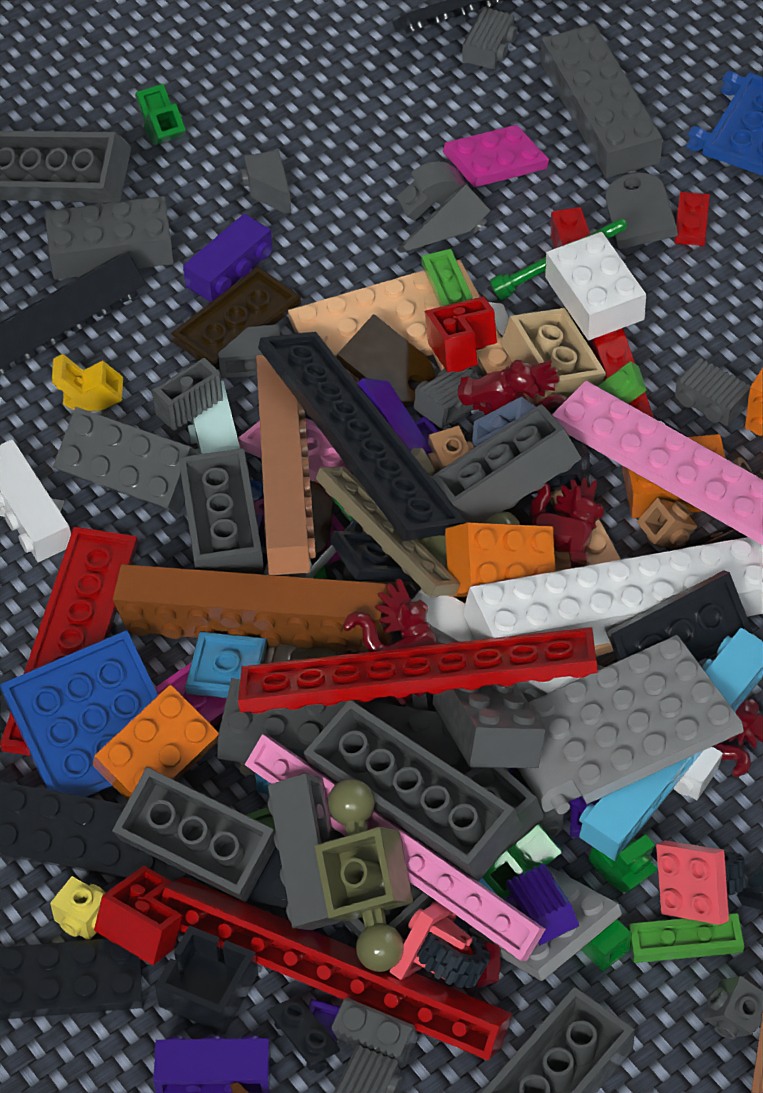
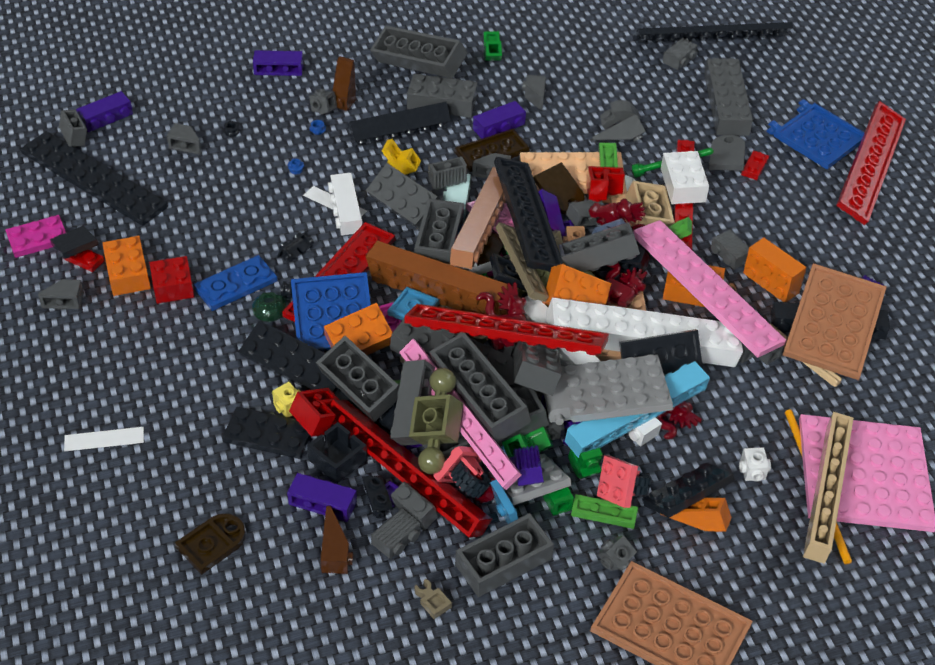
camera: 15 degrees right, 5 degrees down
(495, 155) = (660, 108): dark pink plate -> none
(525, 984) = (504, 505): none -> dark azure plate
(667, 523) = (679, 303): medium nougat brick -> none

